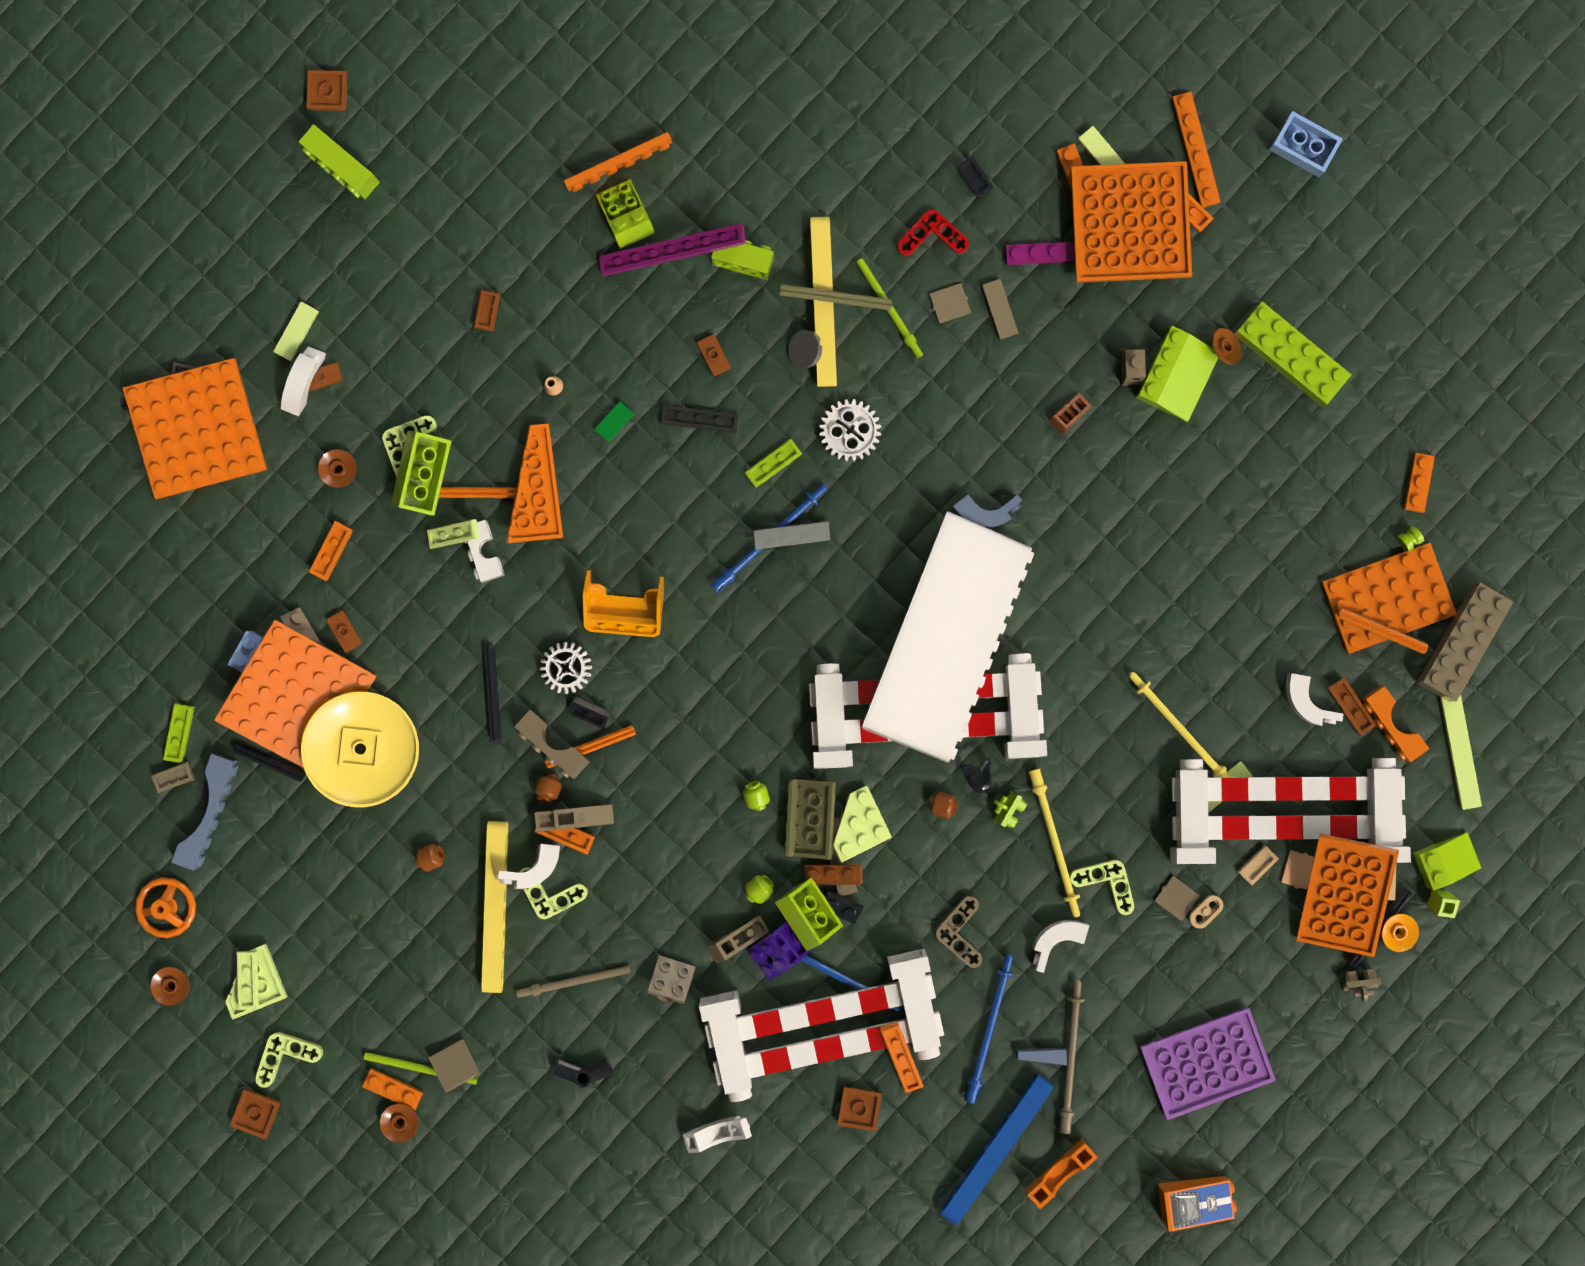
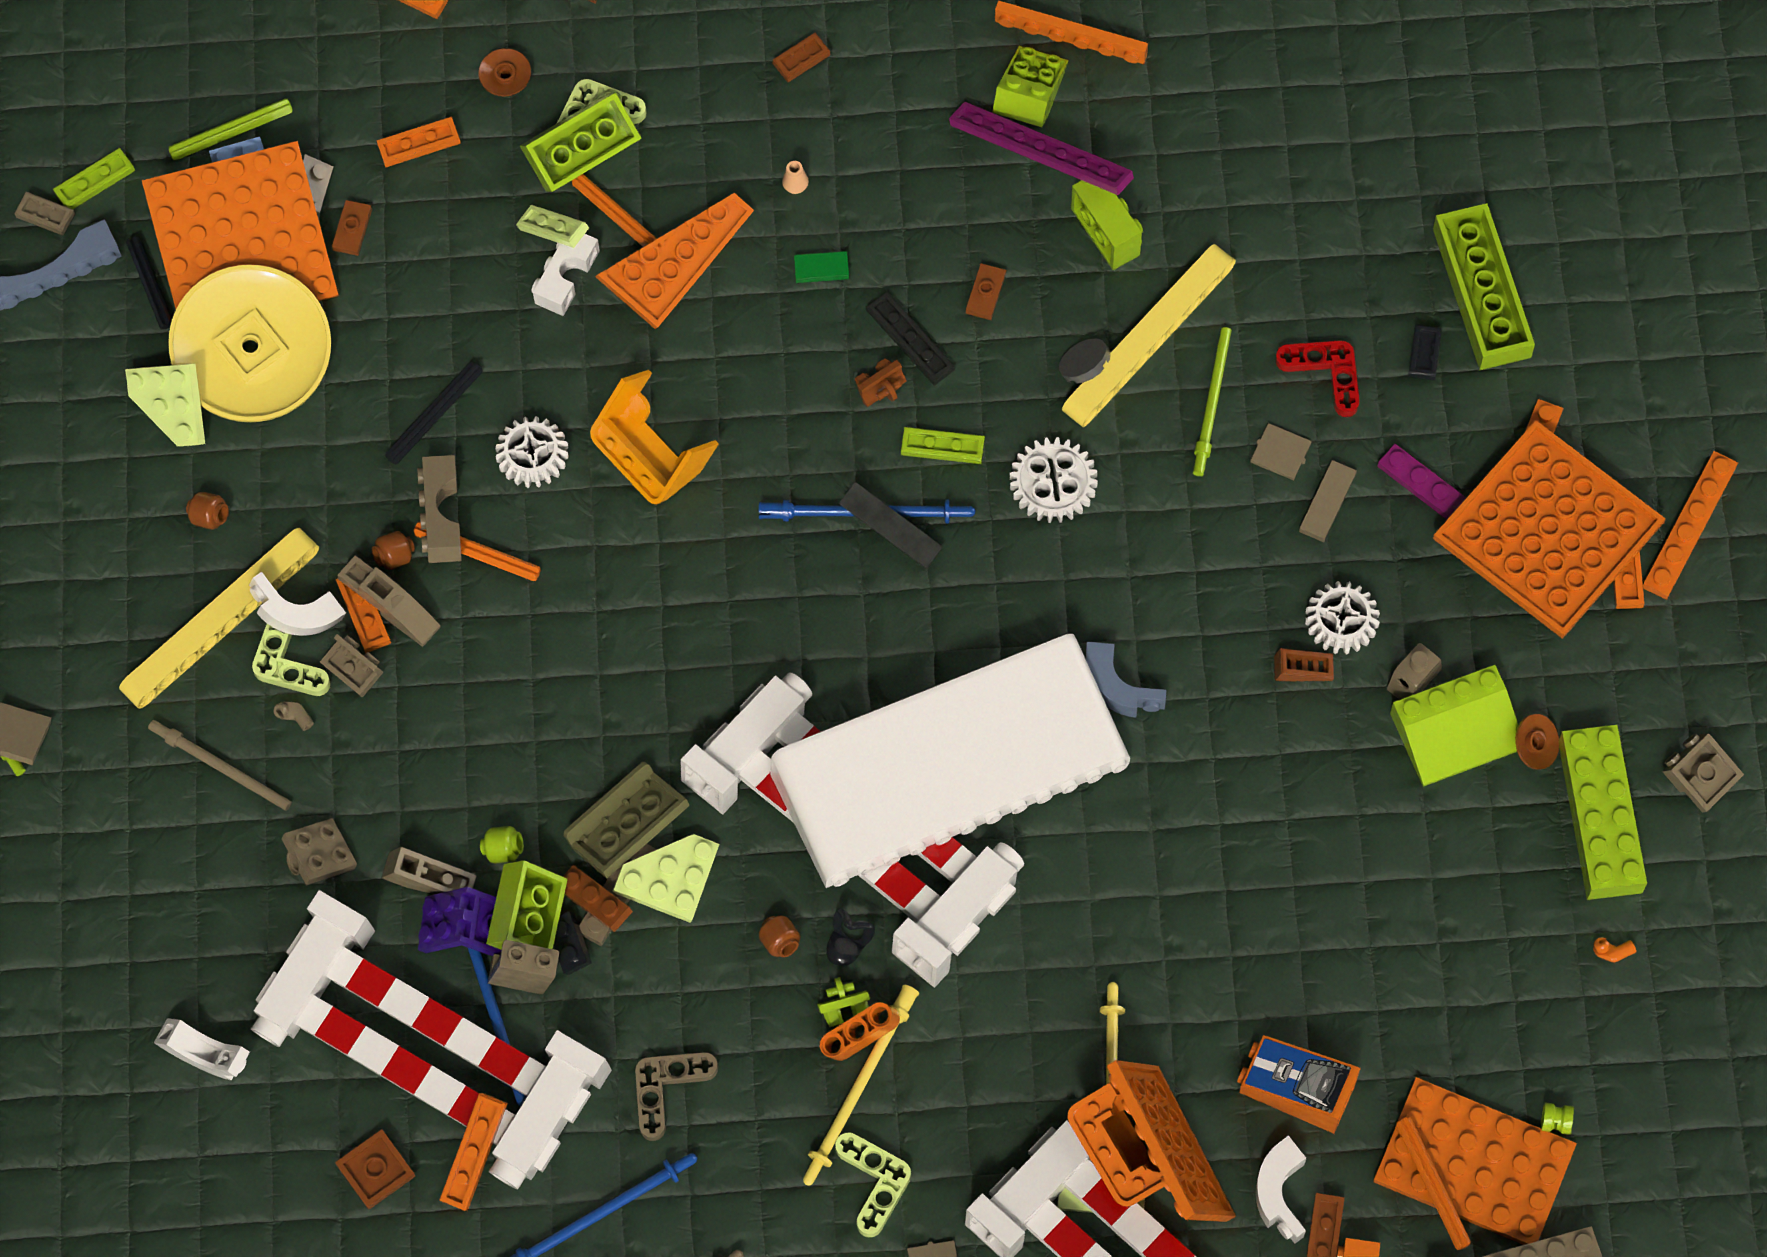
camera: 45 degrees right, 20 degrees down
(222, 637) = (230, 129): none -> lime axle
(349, 817) = (170, 400): none -> yellowish green plate
(582, 918) = (293, 711): none -> dark tan arm
(589, 713) = (510, 516): black plate -> none
(589, 868) = (351, 666): none -> dark tan bracket
(594, 1072) = (124, 852): black piece -> none
(712, 460) = (882, 384): none -> dark orange hips
(756, 796) = (594, 749): lime head -> none
(835, 297) = (1164, 335): olive axle -> none
(837, 946) = (524, 967): none -> dark tan panel
(973, 111) = (1483, 286): none -> lime brick
(1029, 826) = (846, 1031): none -> orange beam
(1055, 933) = (764, 1179): white arch -> none
(1062, 362) = (1366, 622): none -> white gear
(1099, 148) = (1586, 432): yellowish green tile -> none
(1218, 761) = (1114, 1146): none -> orange windscreen
(1243, 734) = (1170, 1141): none -> orange plate
(1271, 639) = (1299, 1082): none -> slope
(1322, 285) = (1702, 771): none -> dark tan plate
(1361, 424) = (1612, 953): none -> orange arm
(1419, 482) = (1623, 1071): orange plate -> none

